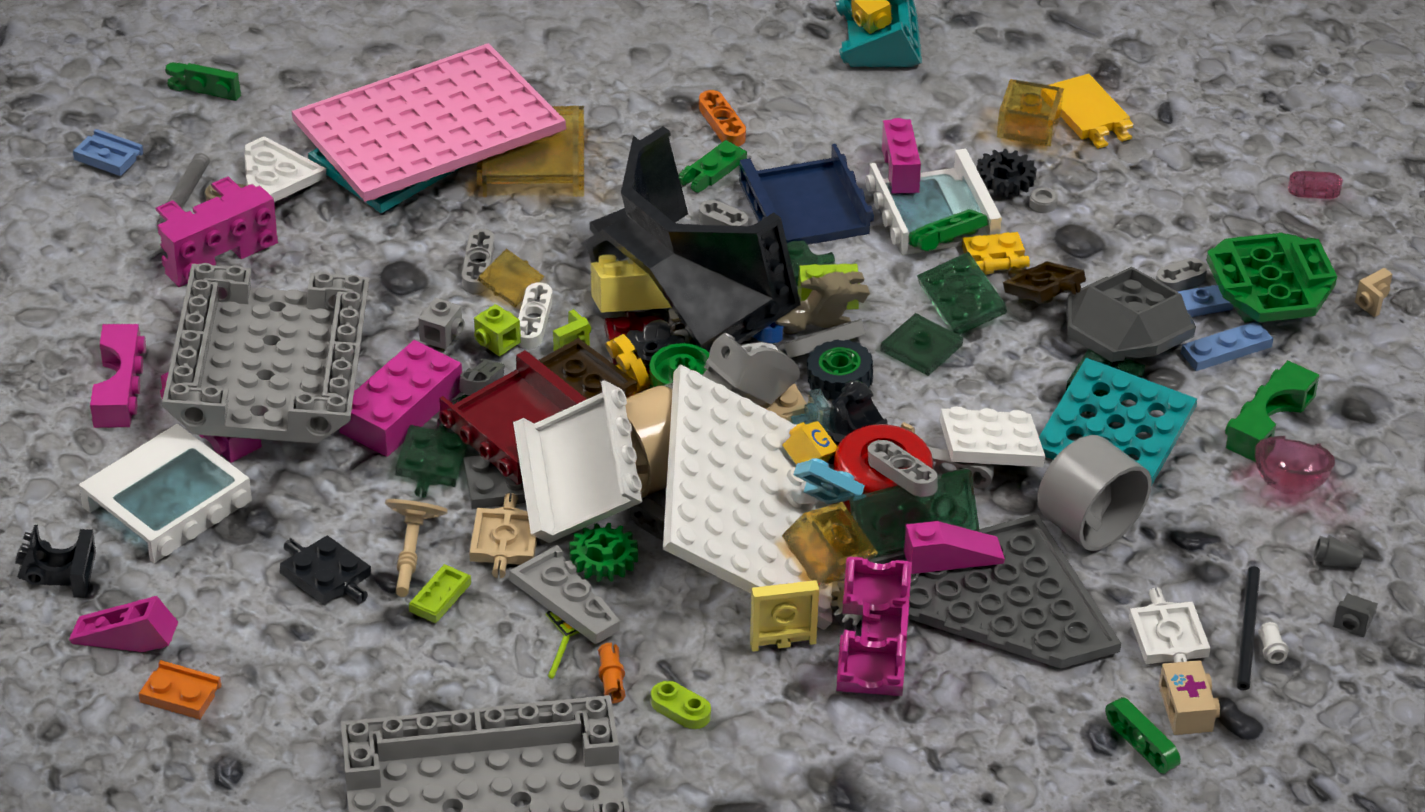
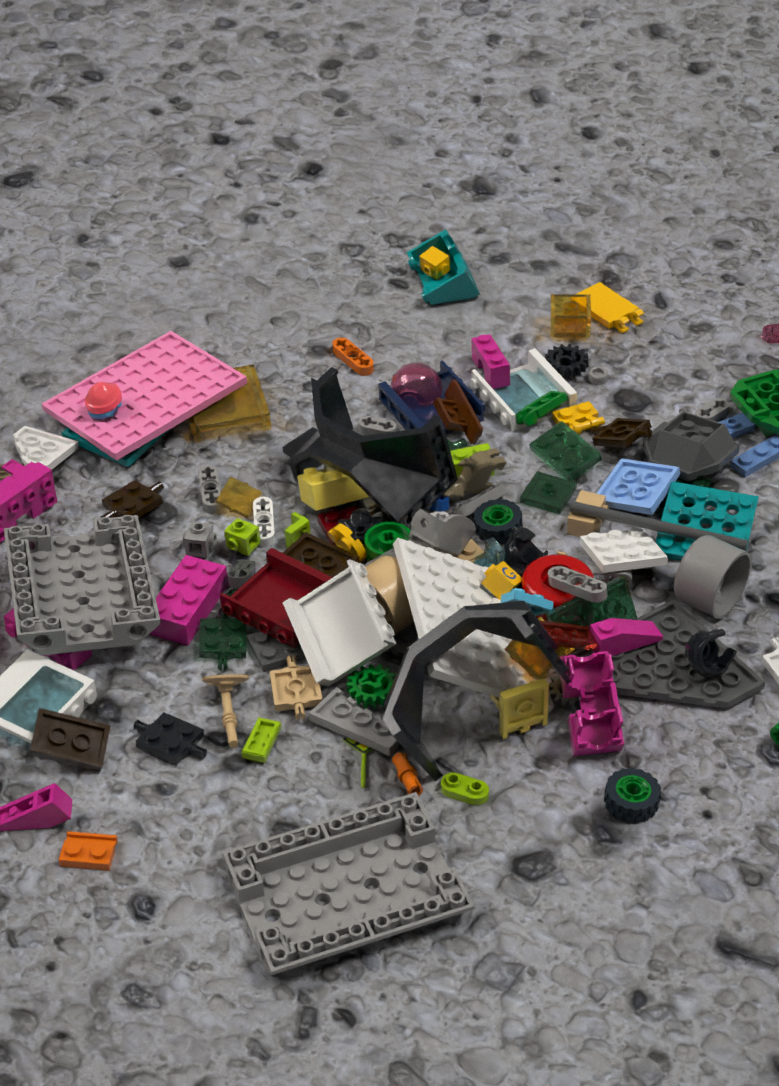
camera: 10 degrees left, 0 degrees up
(195, 546) = (69, 740): none -> dark brown plate
(368, 119) = (103, 400): none -> coral hair
(373, 257) = (133, 500): none -> dark brown plate
(620, 583) = (405, 696): none -> black panel
(712, 166) = (359, 390): green hinge -> none
(793, 166) = (417, 381): none -> clear pink cylinder
(831, 217) = (458, 413): none -> reddish brown bracket
(865, 531) = (570, 635): none -> clear red plate
(893, 754) = (632, 795): none -> black wheel
(961, 381) = (581, 524): none -> tan brick
(1039, 356) = (638, 485): none -> light blue plate
(1045, 411) = (652, 524): none -> dark grey piece
(1048, 589) = (704, 651): none -> black helmet

